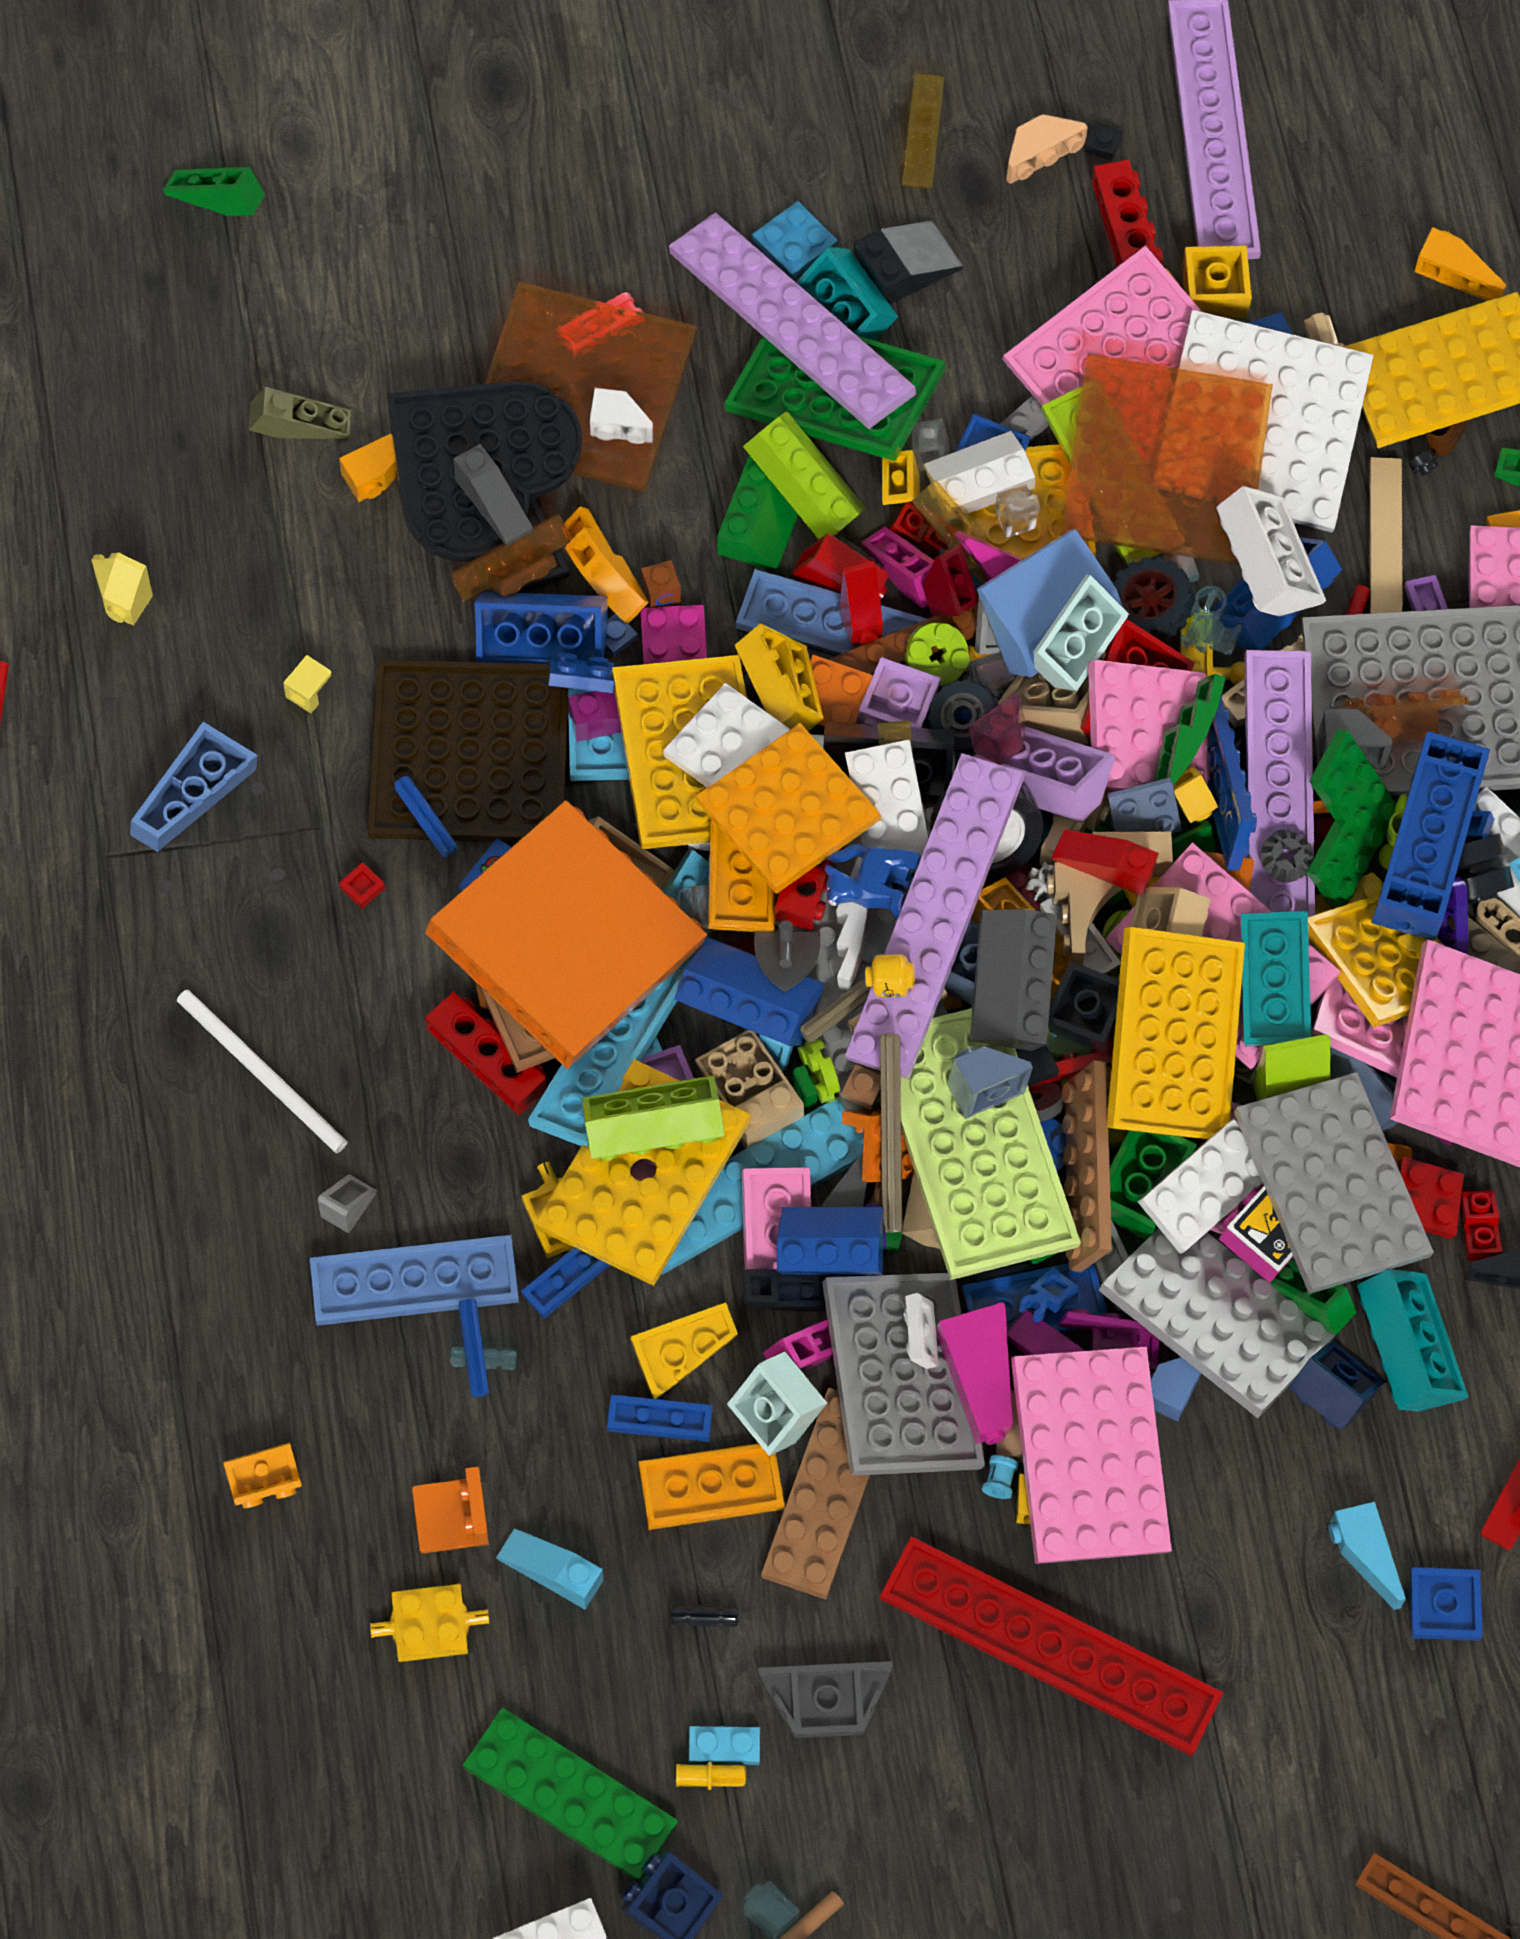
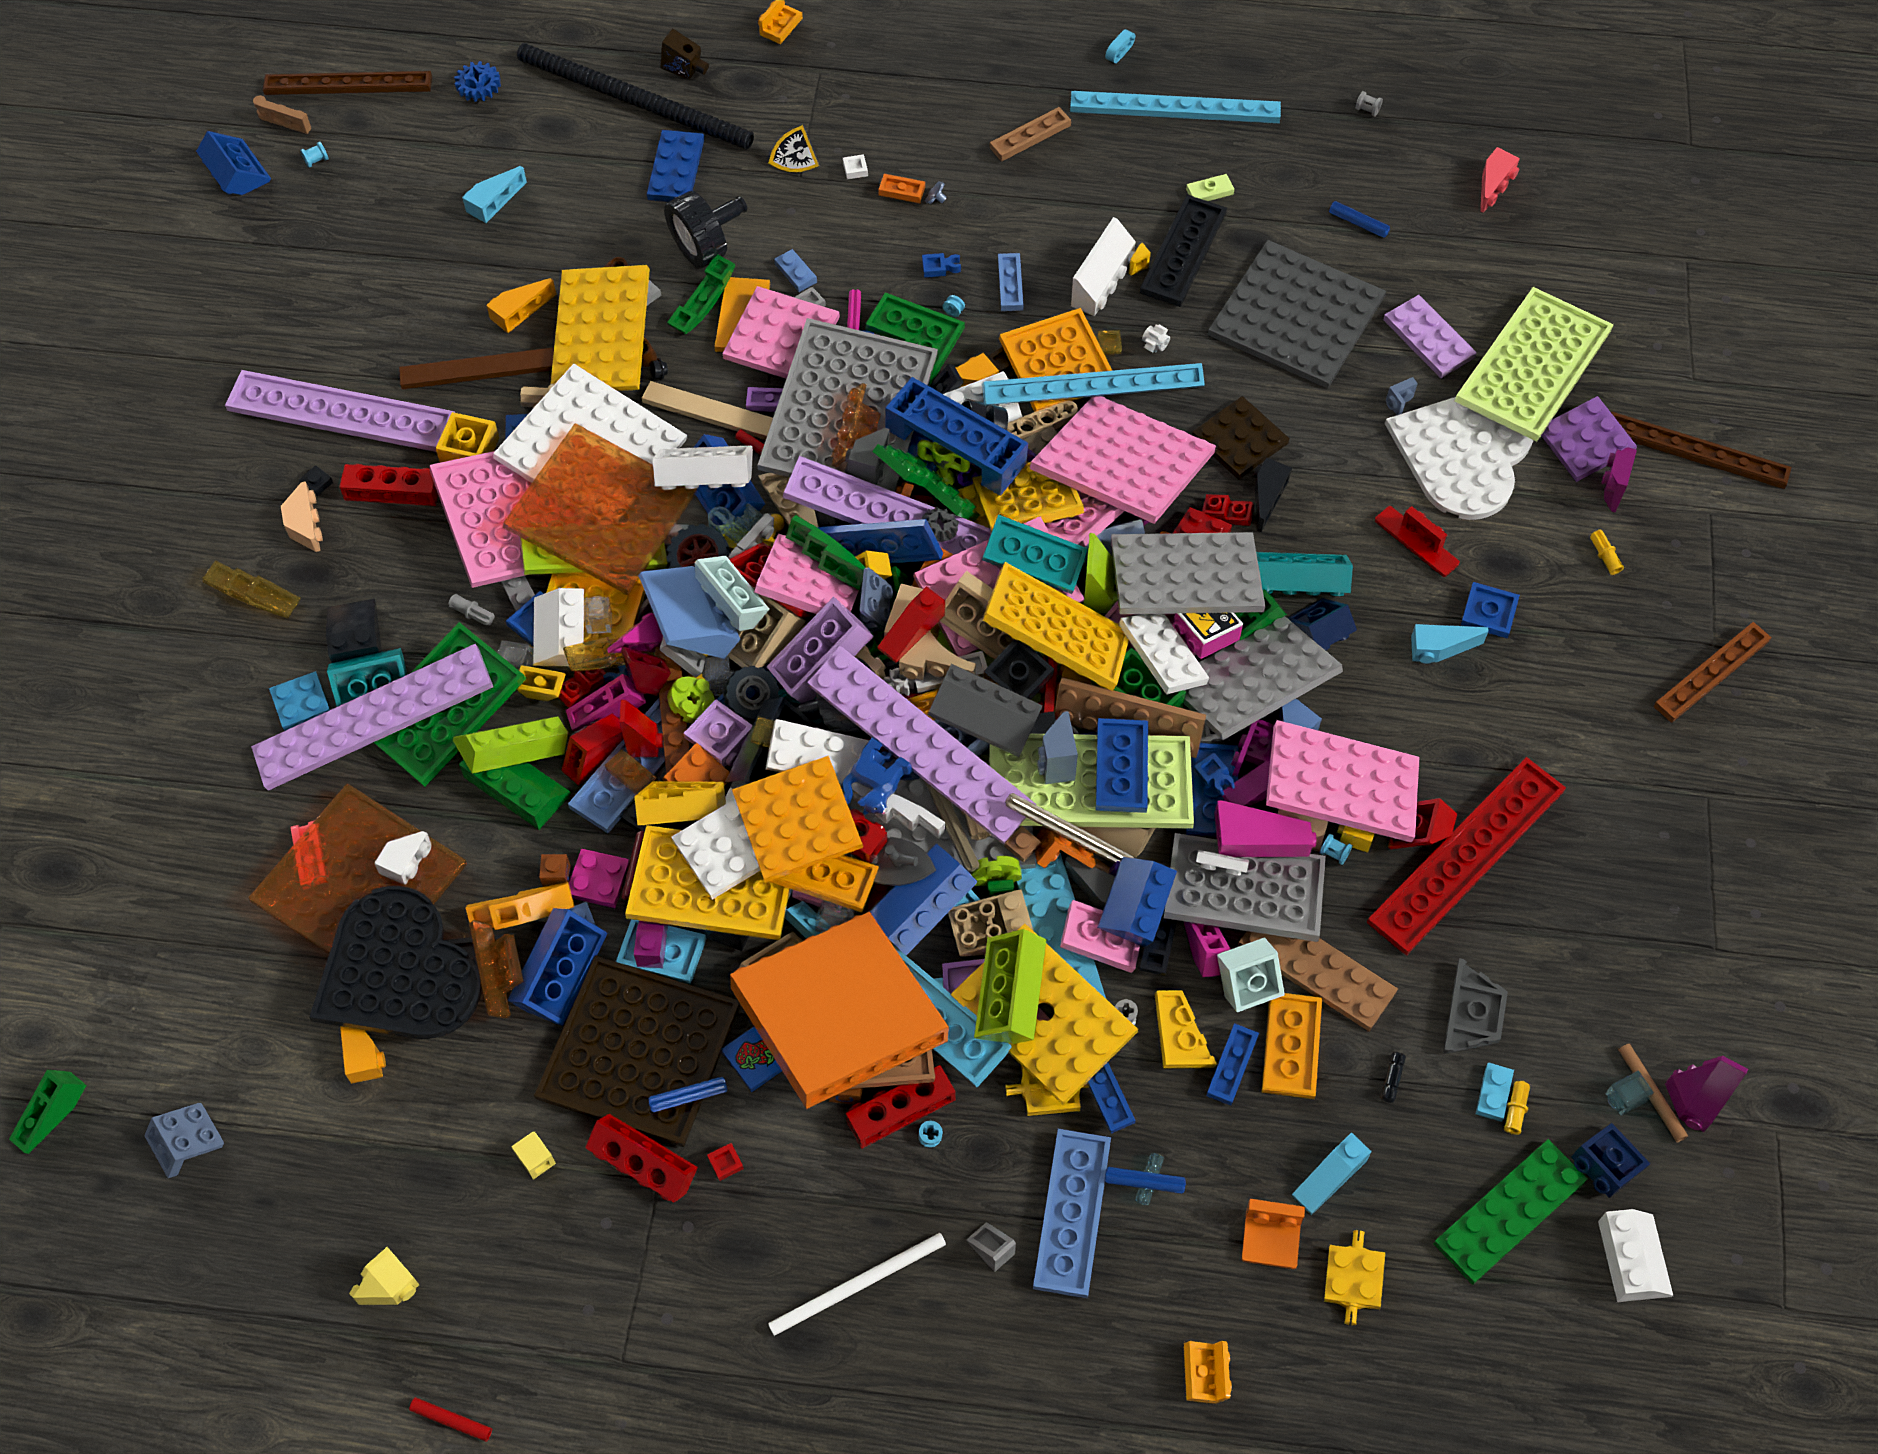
camera: 70 degrees left, 5 degrees down
(193, 784) = (589, 1268): medium blue wedge -> none
(226, 332) = (182, 1136): none -> sand blue bracket
(294, 416) = (287, 1102): olive slope -> none
(336, 794) = (654, 1156): none -> red brick
(474, 1101) = (923, 1138): none -> medium azure bush
(491, 494) = (436, 961): dark grey slope -> none
(581, 674) = (614, 942): blue plate -> none
(691, 1268) = (1131, 1009): none -> light grey bush
(816, 621) = (629, 772): none -> clear orange plate
(890, 976) = (963, 784): yellow head -> none
(983, 374) = (471, 609): none -> light grey axle
(1000, 731) = (781, 667): clear pink slope -> none
(1001, 1165) = (1122, 765): none -> blue plate
(1072, 1585) = (1433, 823): none -> red slope
(1210, 656) = (762, 530): none -> light grey hinge
(1340, 253) = (476, 368): none -> reddish brown tile

